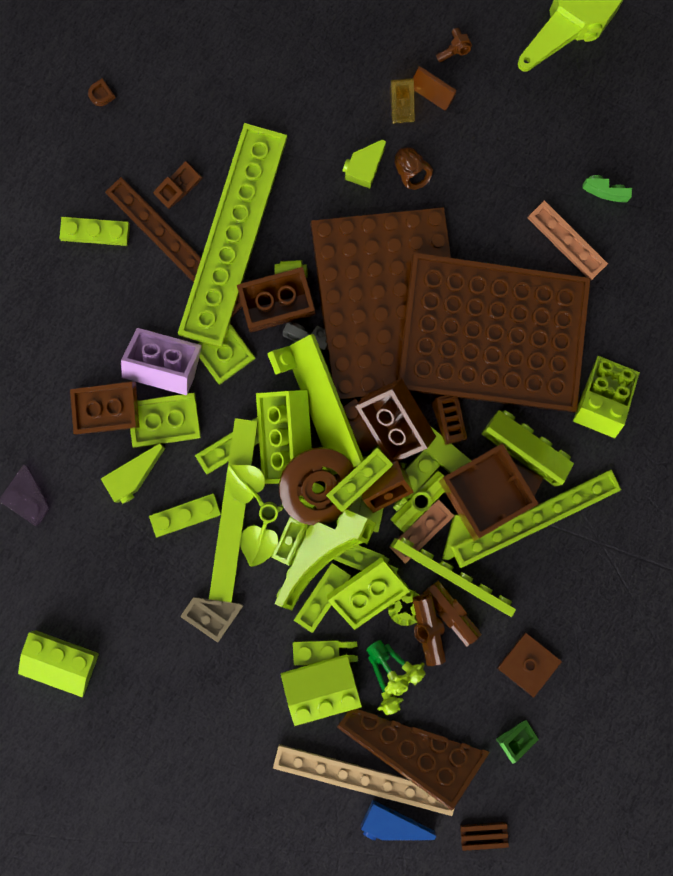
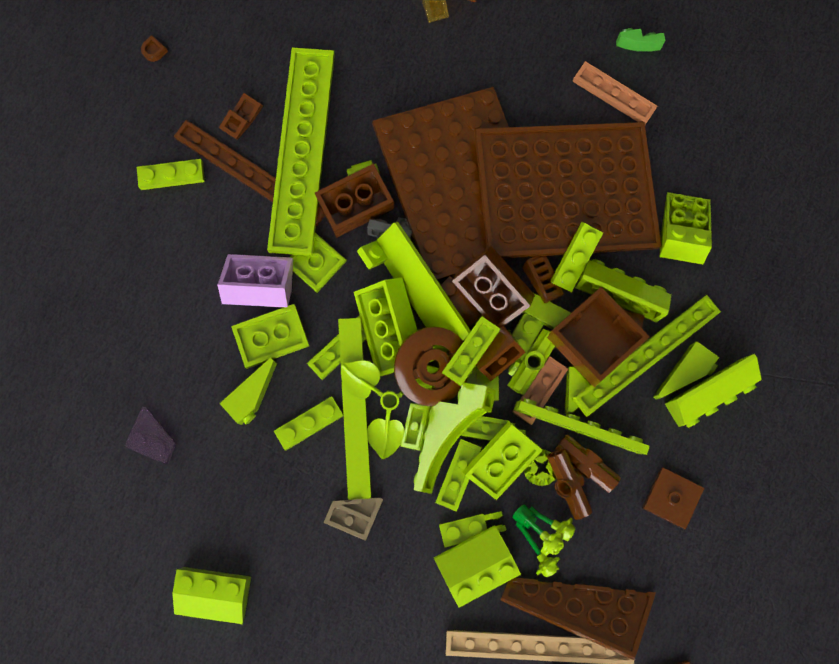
camera: 10 degrees left, 5 degrees down
(104, 408) = (211, 335): reddish brown plate -> none
(364, 164) = (411, 62): lime slope -> none
(409, 164) = (451, 54): reddish brown piece -> none
(487, 405) = (576, 257): none -> lime plate
(517, 741) = (680, 576): bright green slope -> none
(577, 540) = (692, 366): none -> lime slope
(594, 568) = (715, 390): none -> lime slope

